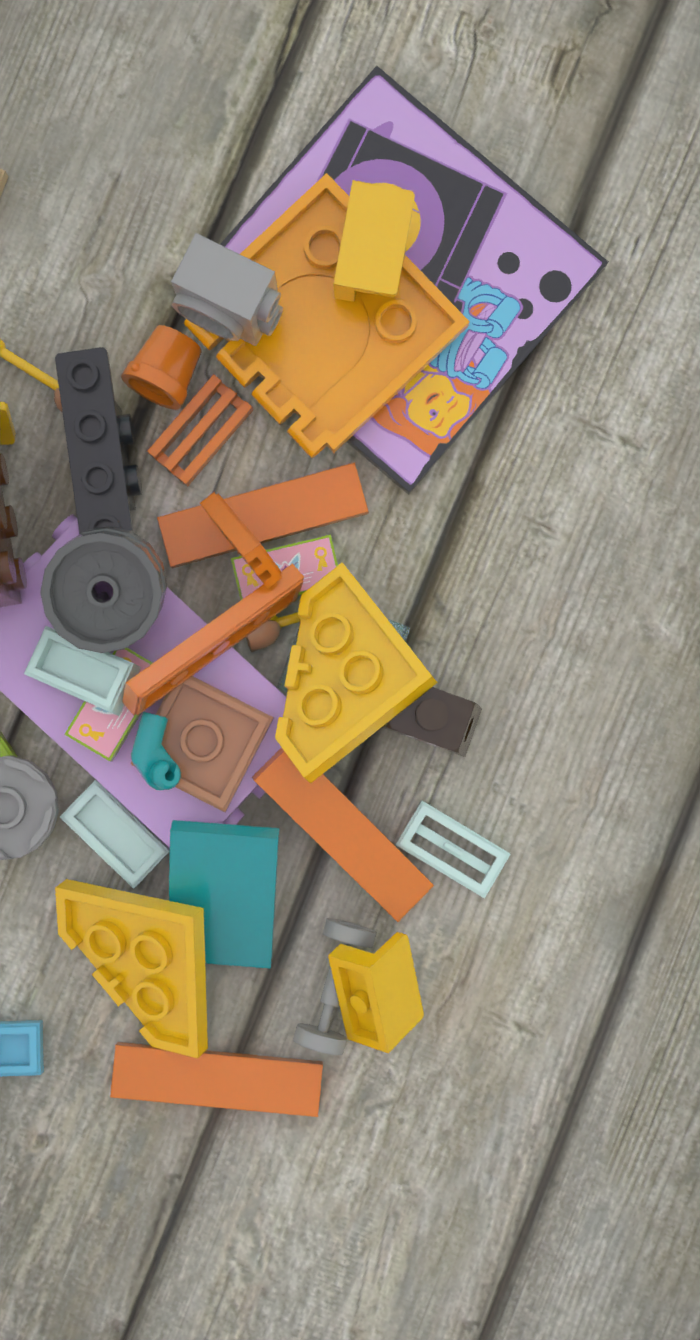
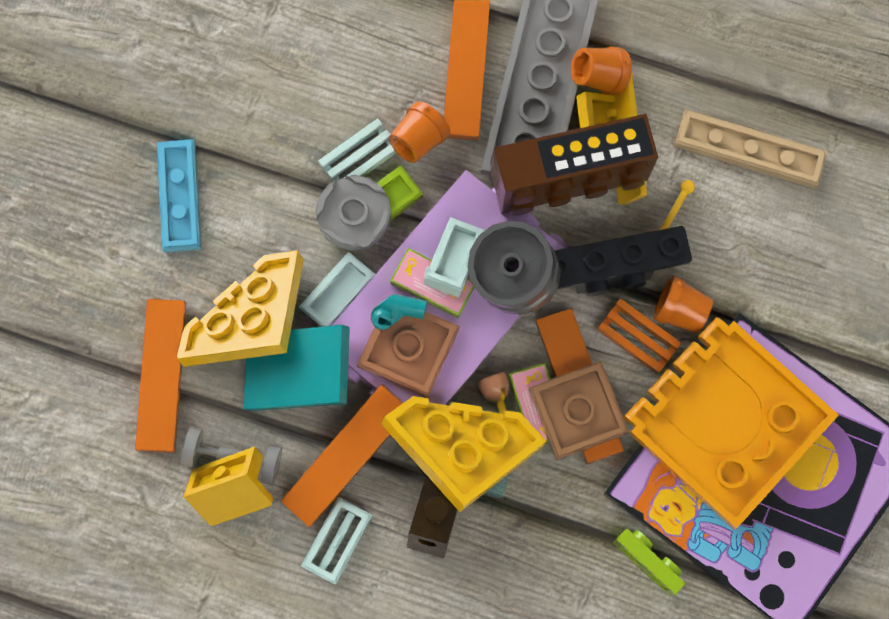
camera: 85 degrees right, 10 degrees down
(211, 641) = (482, 348): orange tile -> none
(226, 292) = (737, 341): light grey brick -> none
(242, 539) = (557, 365): orange tile -> none
(301, 514) = (578, 411): none -> medium nougat tile
(373, 240) = (788, 448): yellow panel -> none
(517, 424) = (662, 572): none -> lime plate

